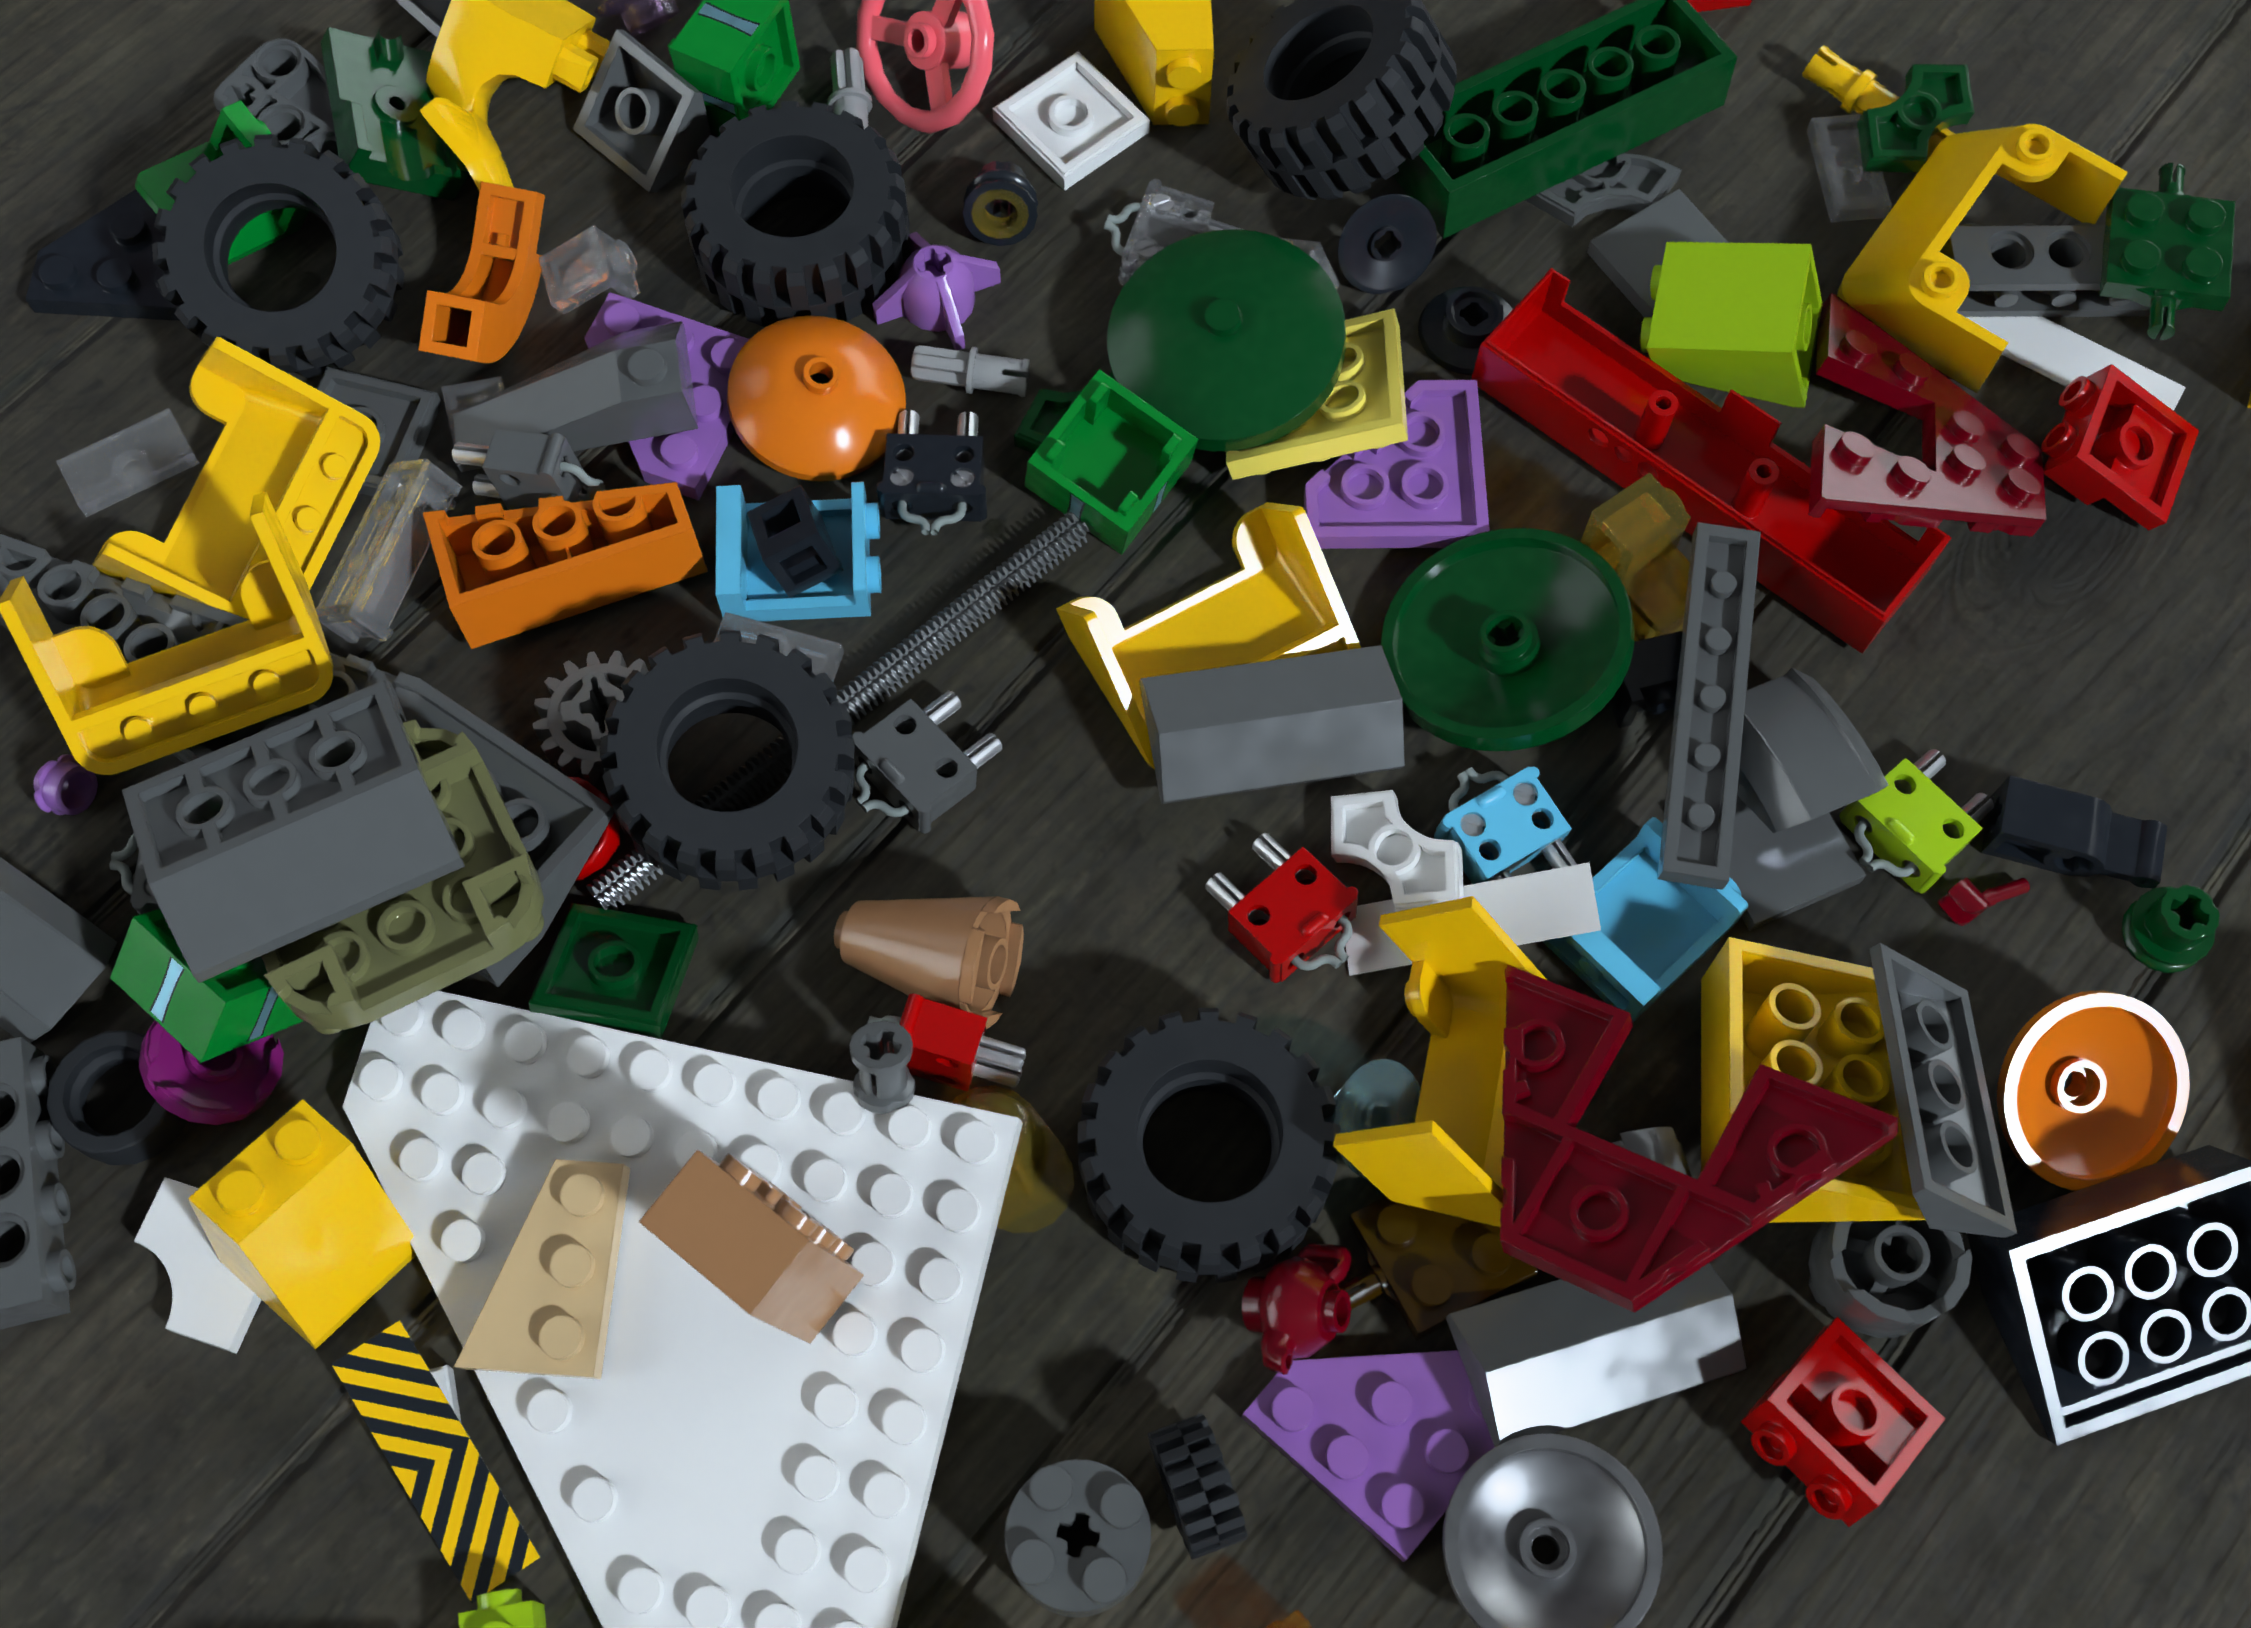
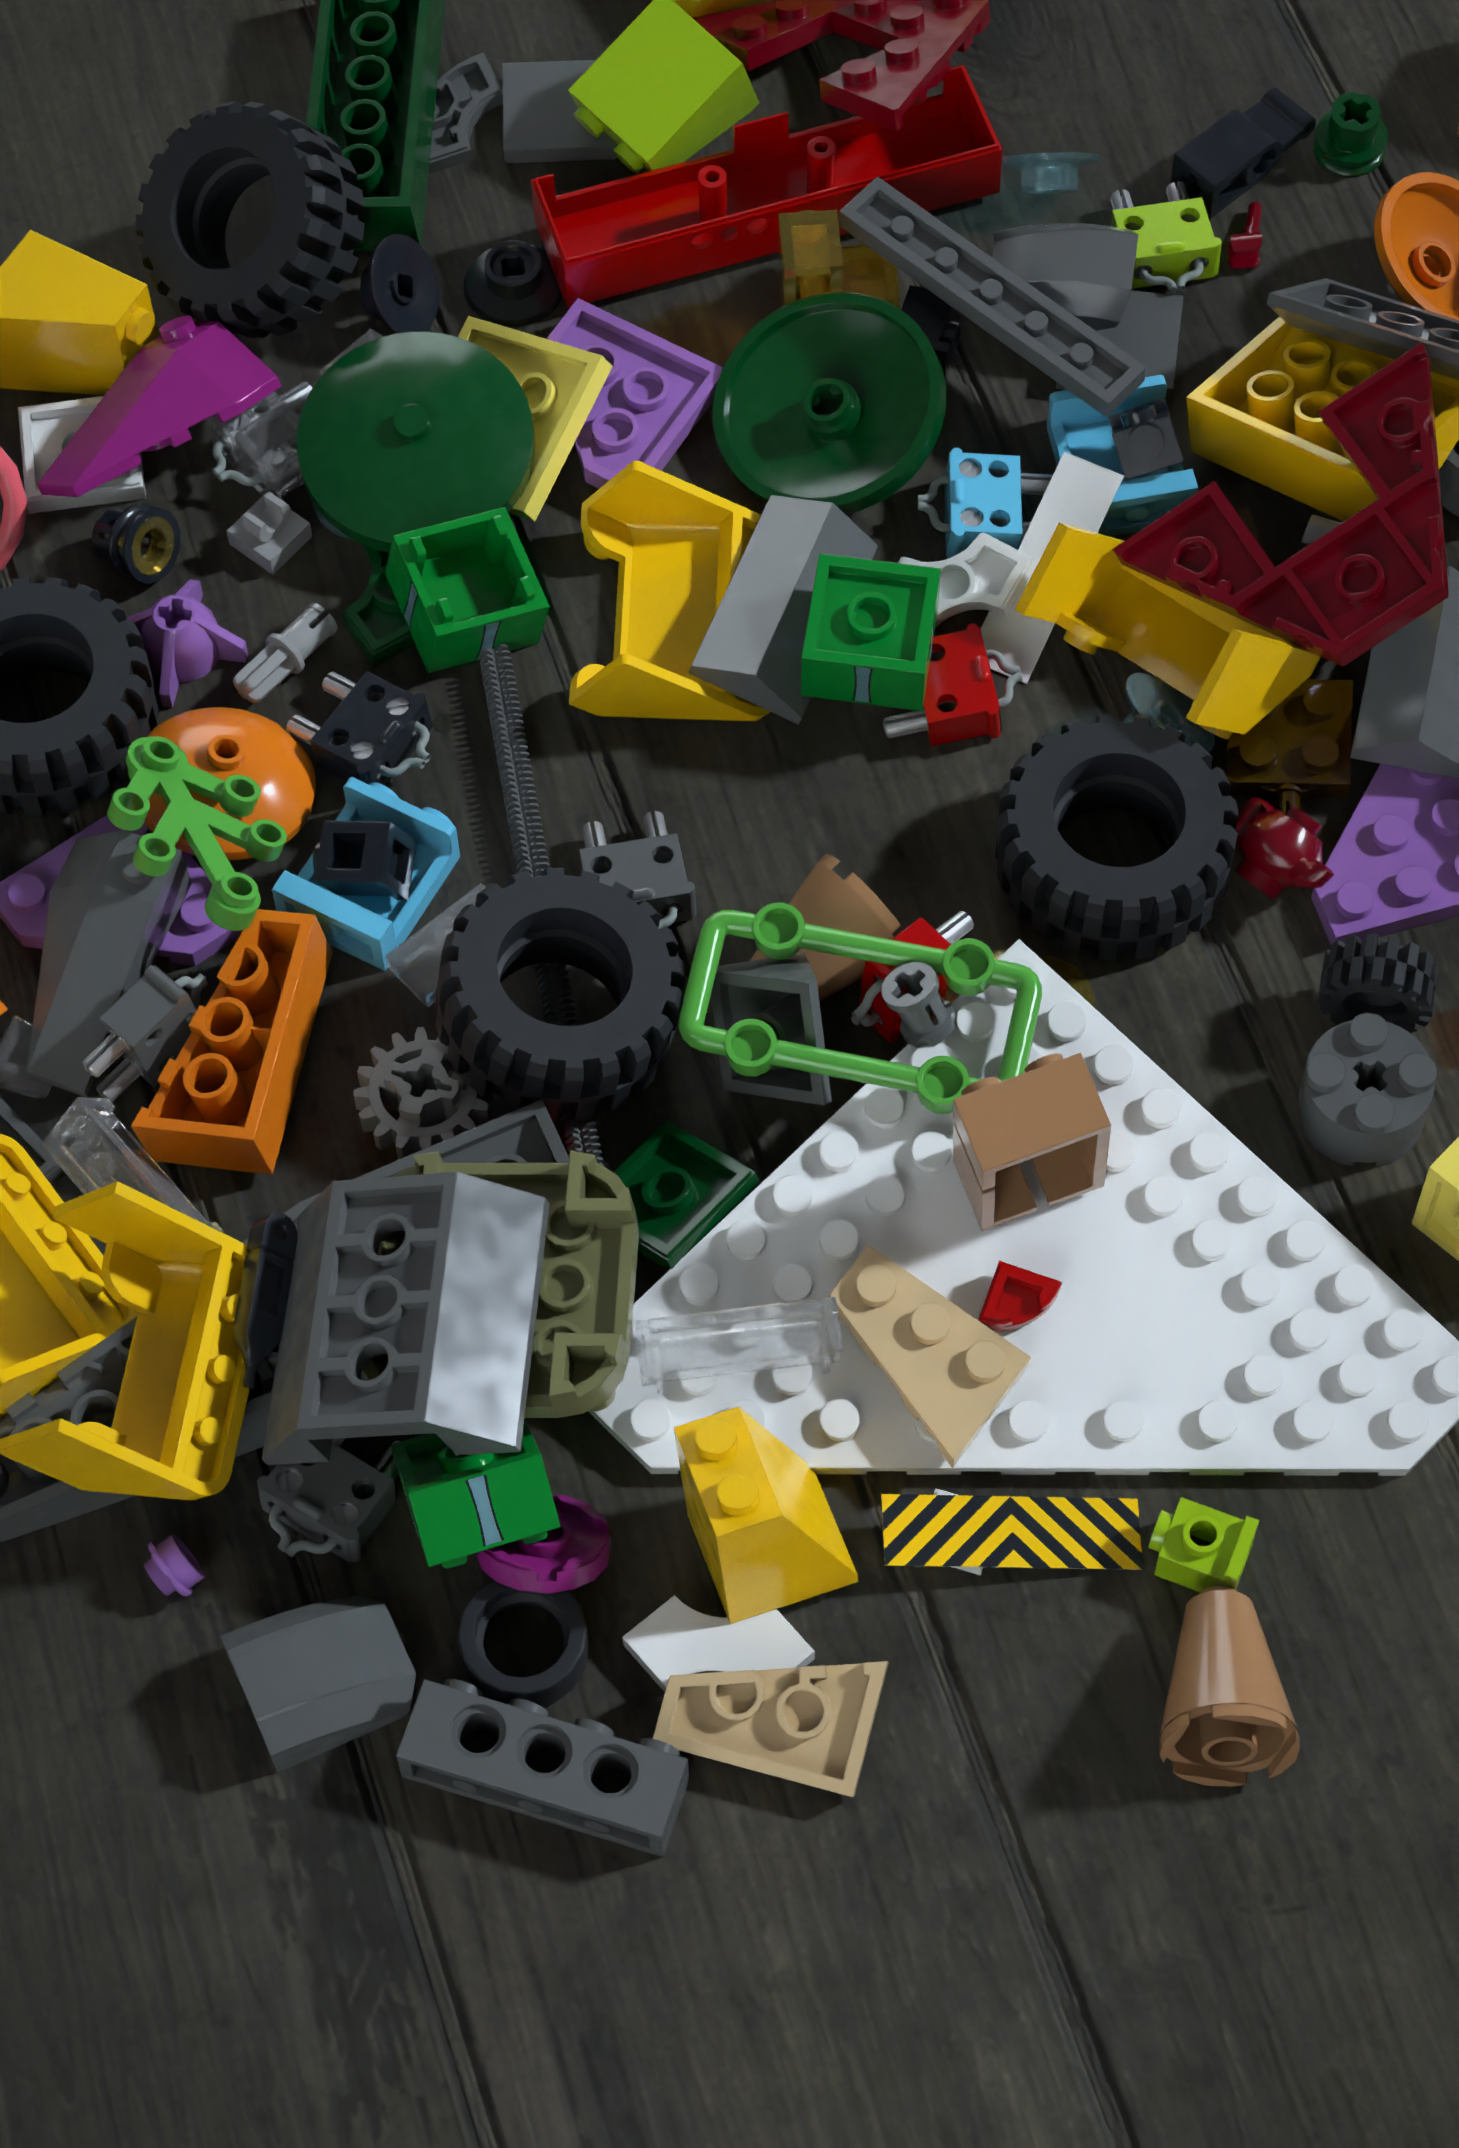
camera: 55 degrees left, 5 degrees down
(136, 1357) = (778, 1722): none -> tan wing
(293, 695) = (264, 1290): none -> black piece
(464, 1107) = (738, 1341): none -> clear container
(652, 1328) = (1017, 1297): none -> red tile
(722, 381) = (162, 768): none -> bright green plant
(817, 961) = (788, 1001): none -> dark grey slope
(941, 1083) = (781, 932): none -> bright green bar
(1085, 293) = (269, 533): none -> light grey tile
(1159, 135) = (162, 392): none -> magenta wedge
(1271, 804) = (870, 632): none -> green container
(1662, 929) = (1145, 438): none -> black brick
(1908, 680) = (1049, 171): none -> clear light blue piece

